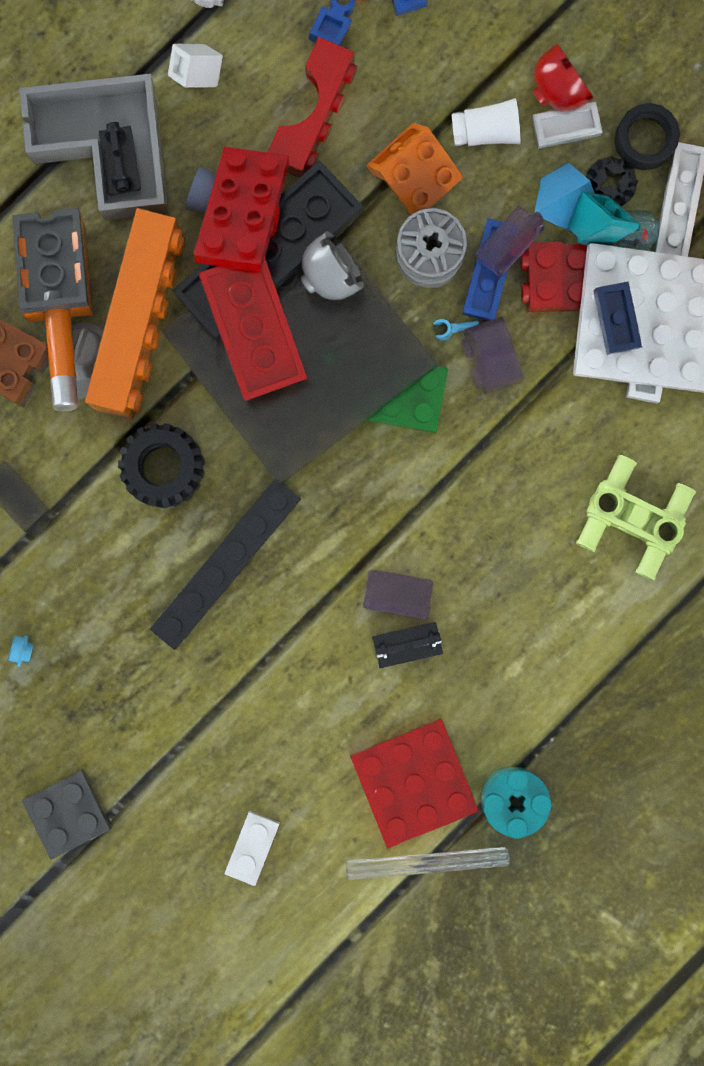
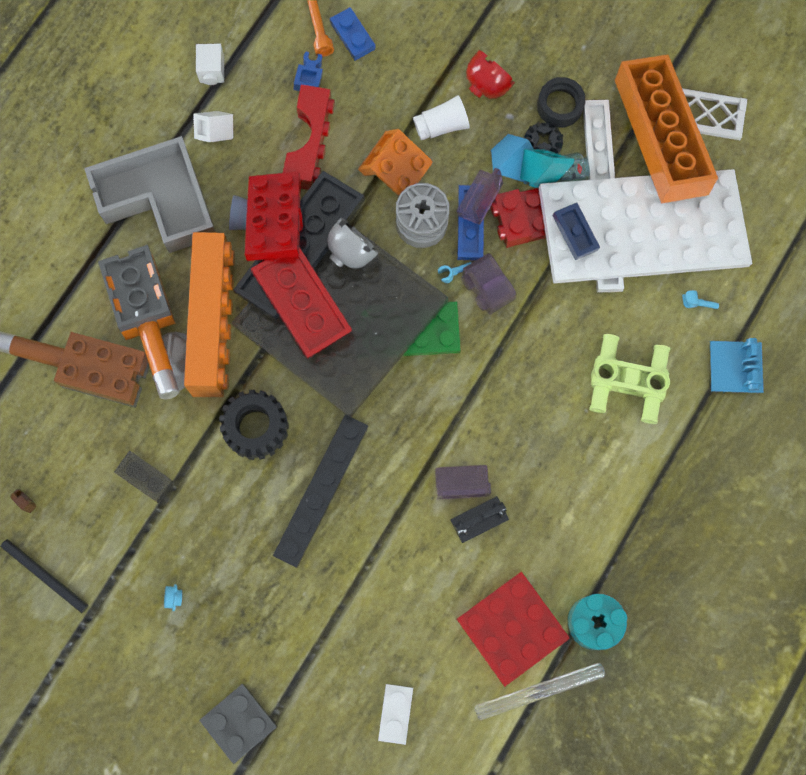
camera: 15 degrees left, 10 degrees down
(119, 159) = (171, 204): black hinge -> none
(559, 128) = (498, 110): white tile -> none

